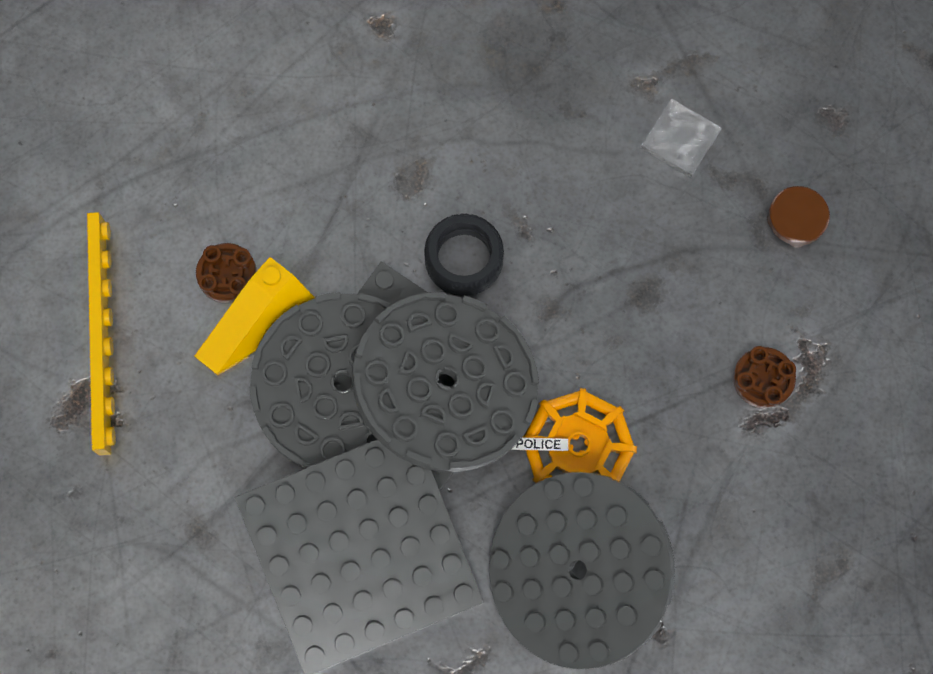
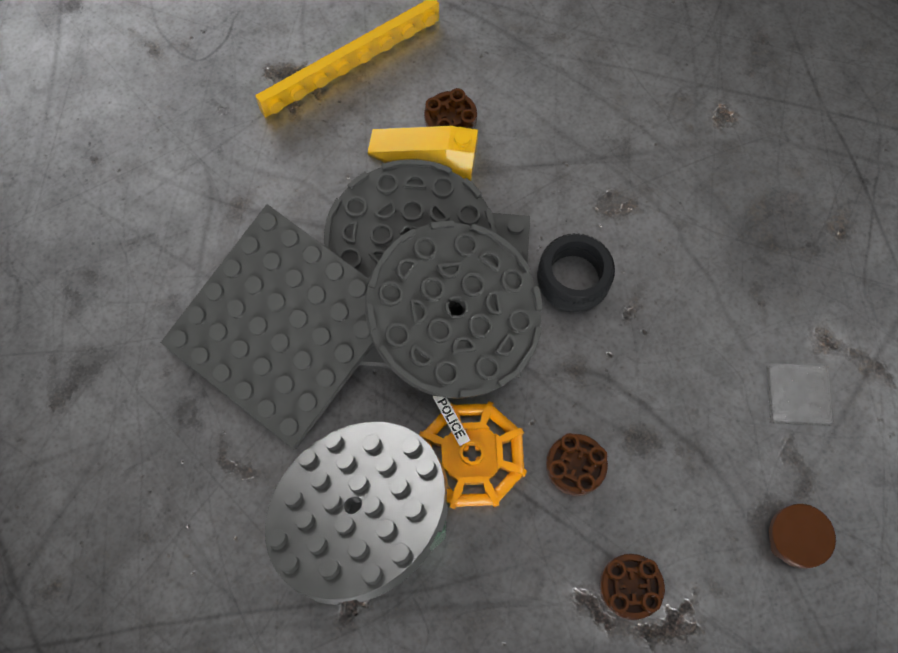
camera: 60 degrees right, 5 degrees down
(637, 360) = (576, 464): none -> reddish brown tile

